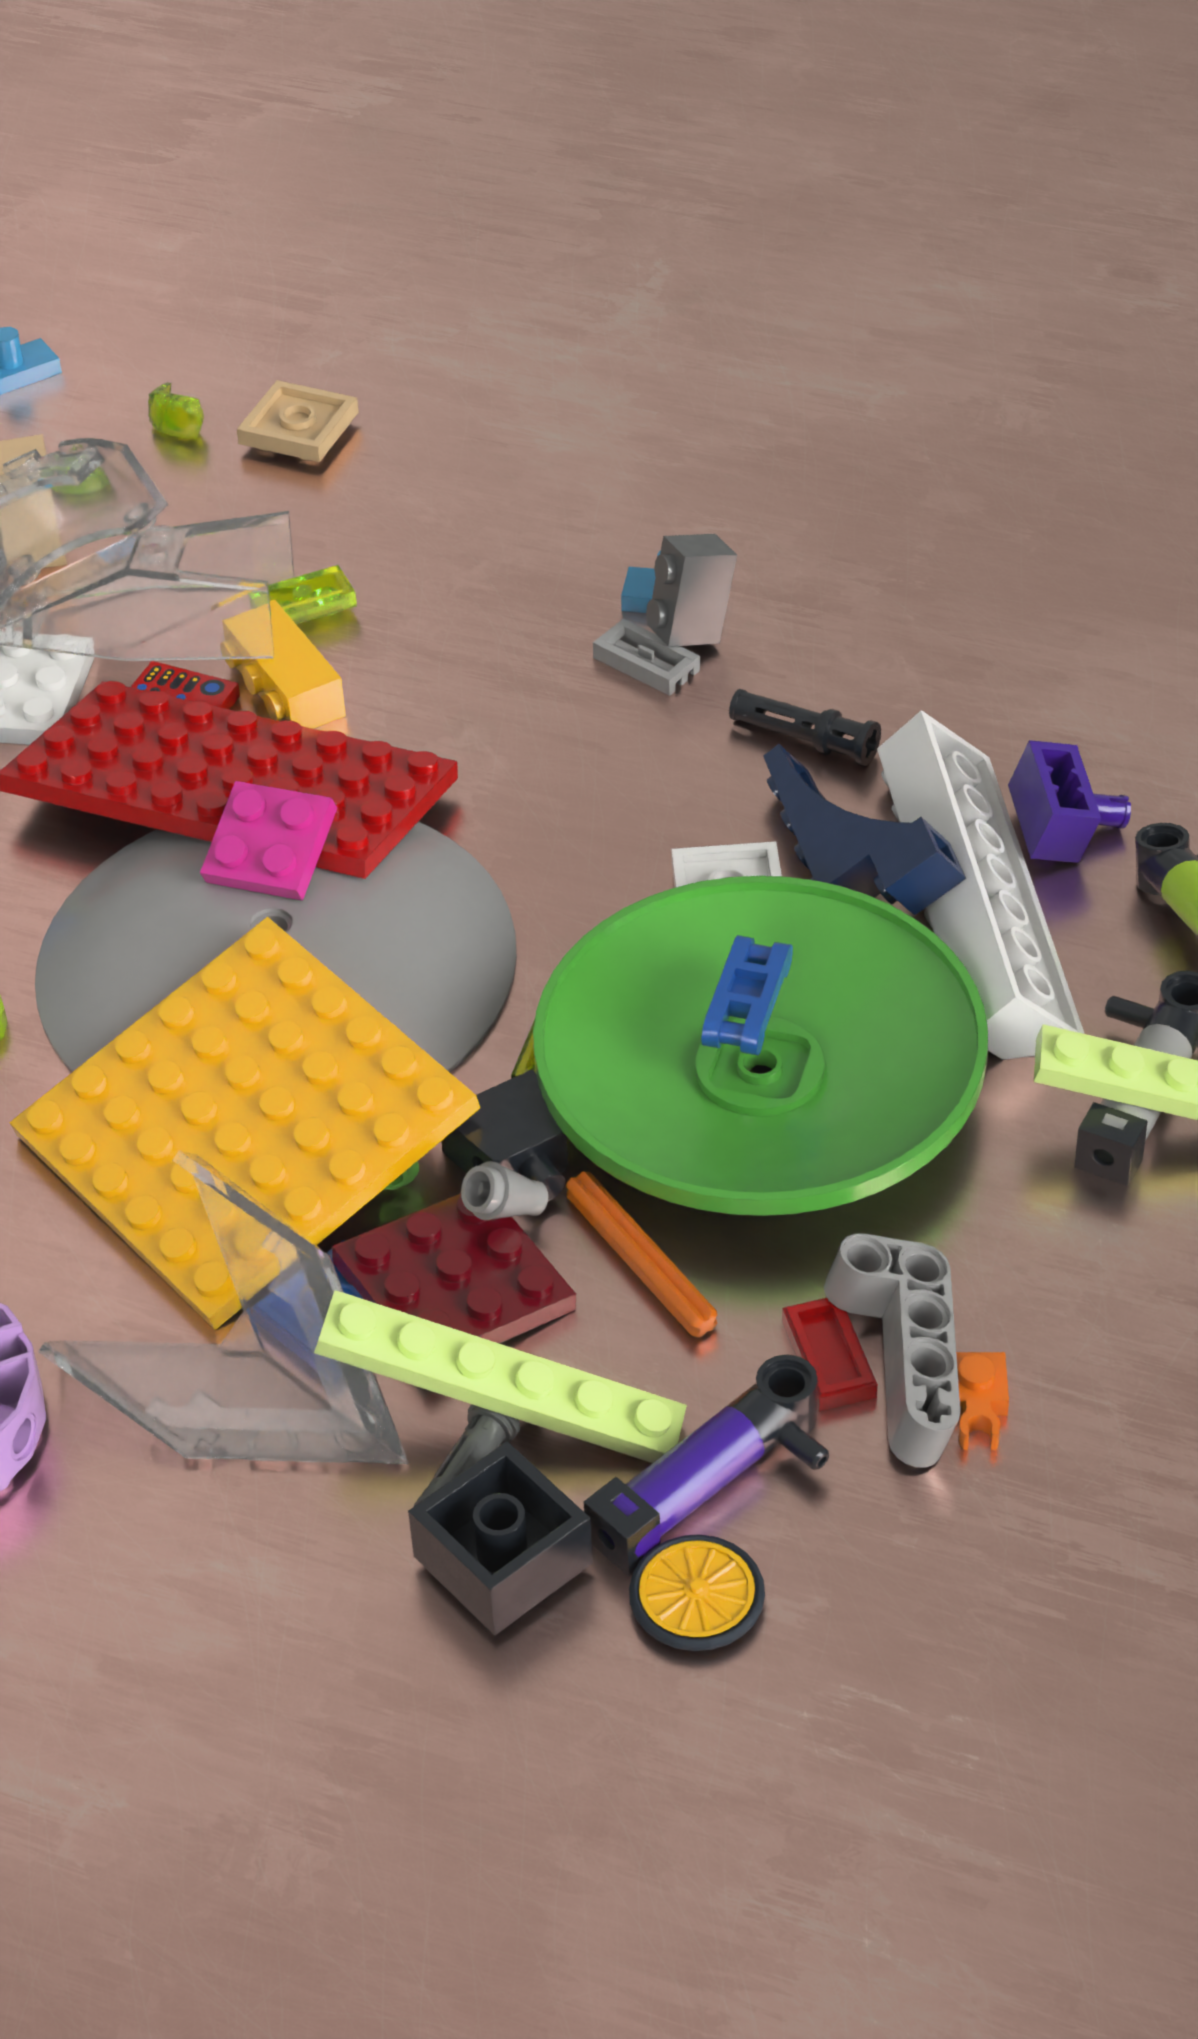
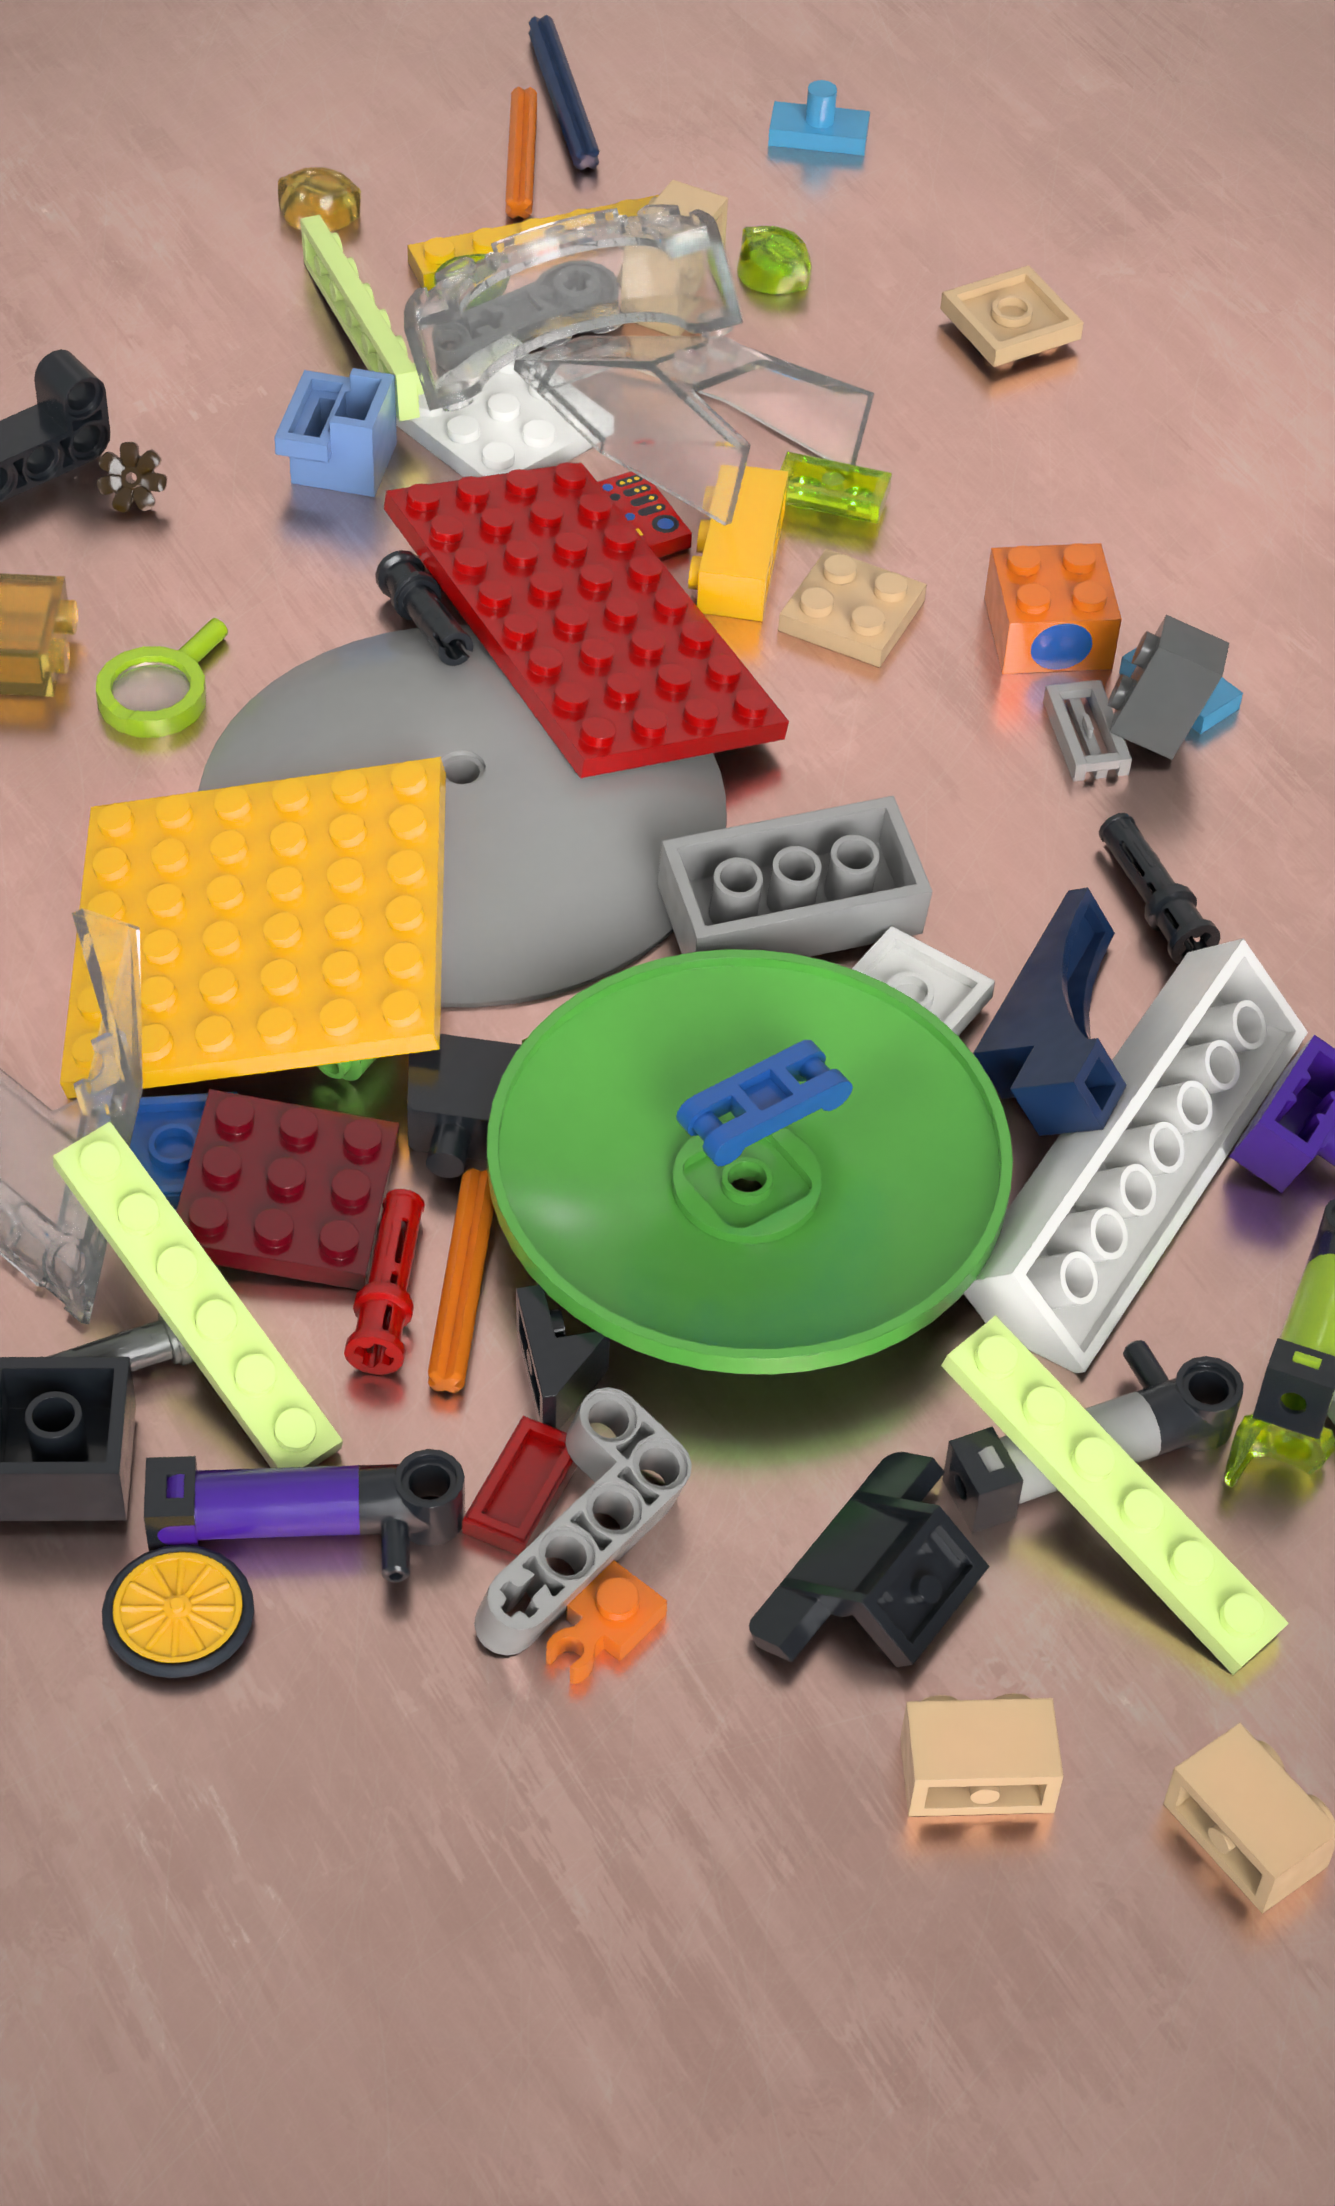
camera: 35 degrees right, 5 degrees up
(94, 836) = (418, 598): none -> black pin
(174, 413) = (908, 245): clear neon green hair -> none
(268, 840) = (522, 689): dark pink plate -> none
(402, 669) = (852, 607): none -> tan plate
(500, 1192) = (381, 1139): light grey cone -> none
(545, 590) = (1052, 608): none -> orange brick
(585, 859) = (796, 882): none -> light grey brick
(609, 1301) = (384, 1303): none -> red pin
(766, 1265) = (557, 1365): none -> black slope
(1100, 1238) = (881, 1560): none -> black plate

